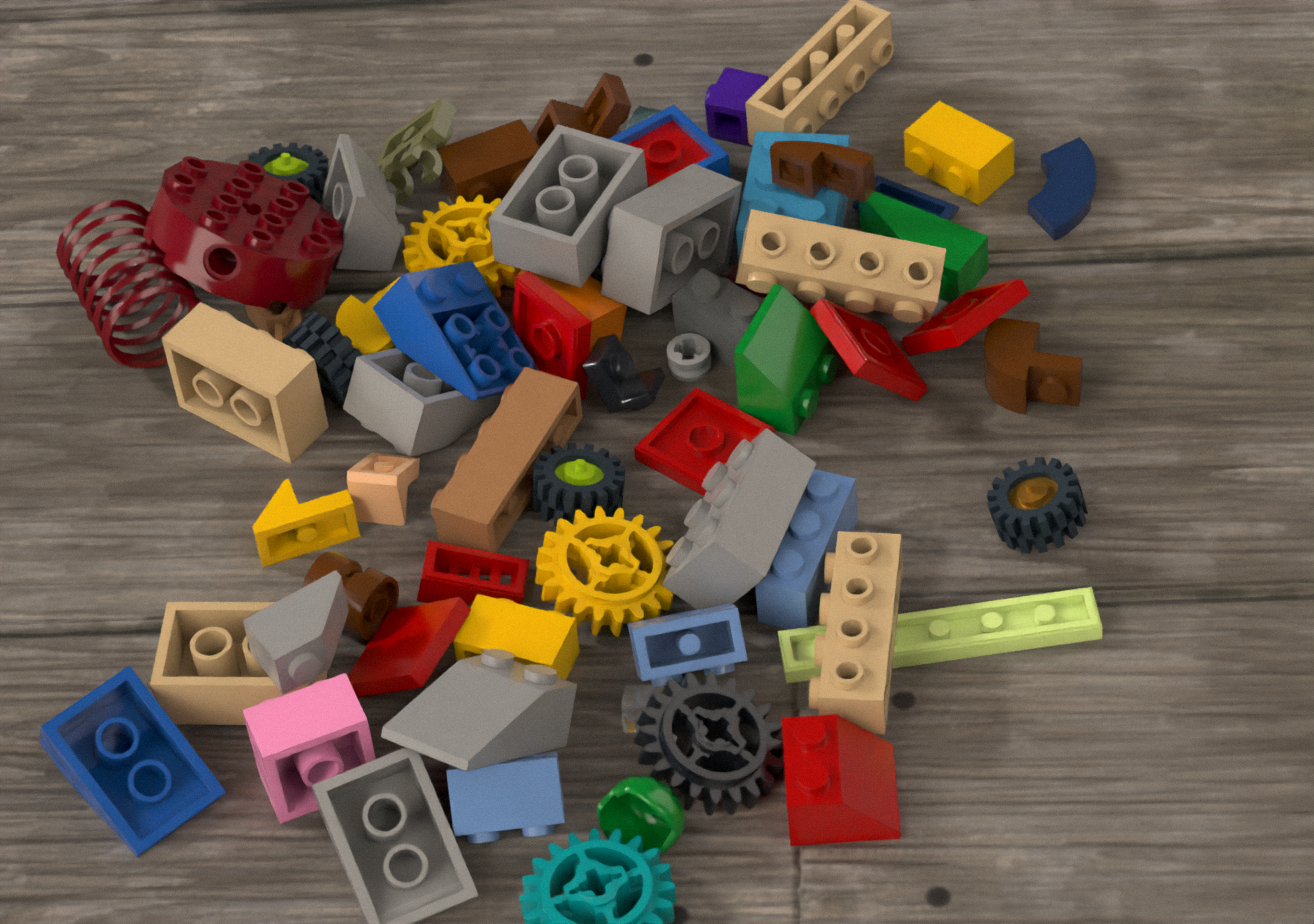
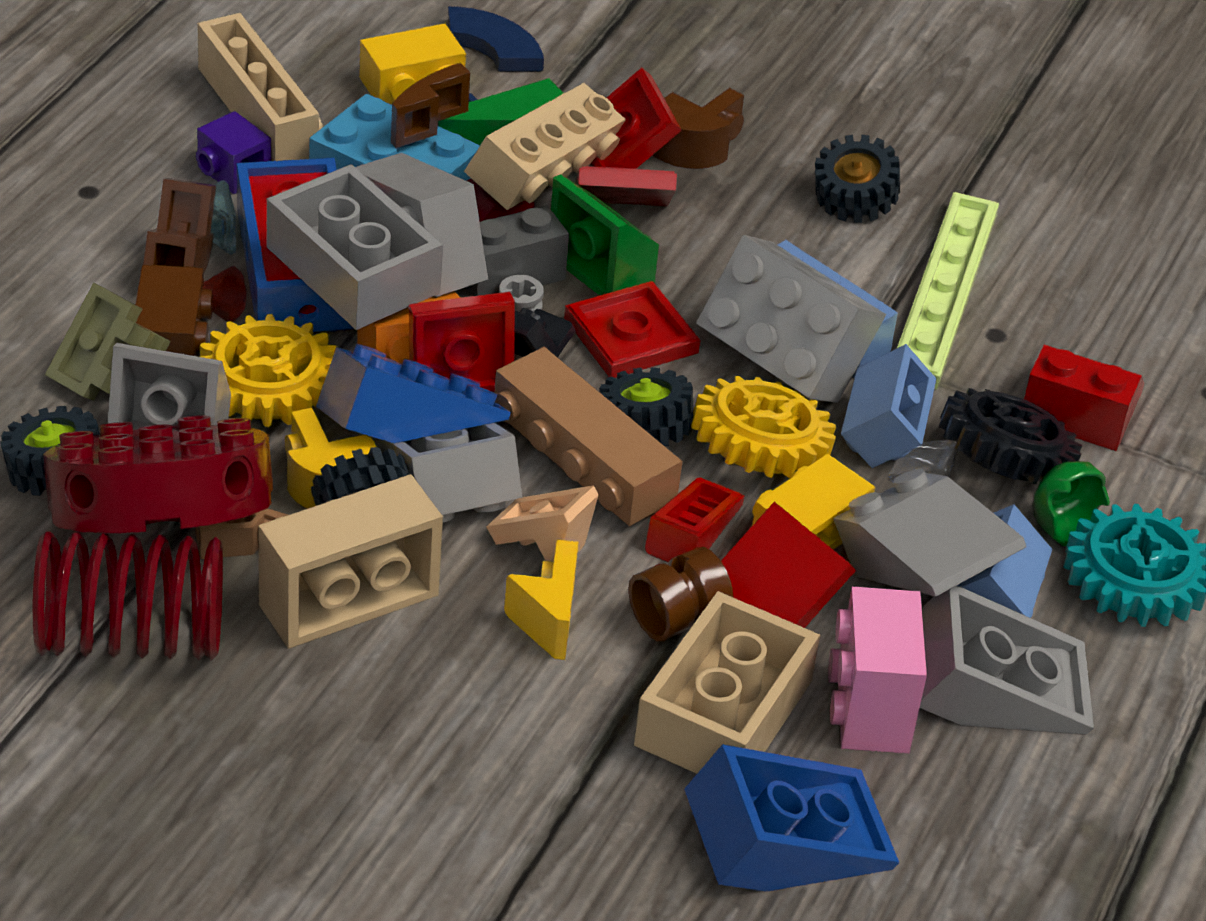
camera: 75 degrees left, 5 degrees down
(299, 633) = (778, 603): light grey slope -> none
(859, 629) = (954, 307): tan brick -> none

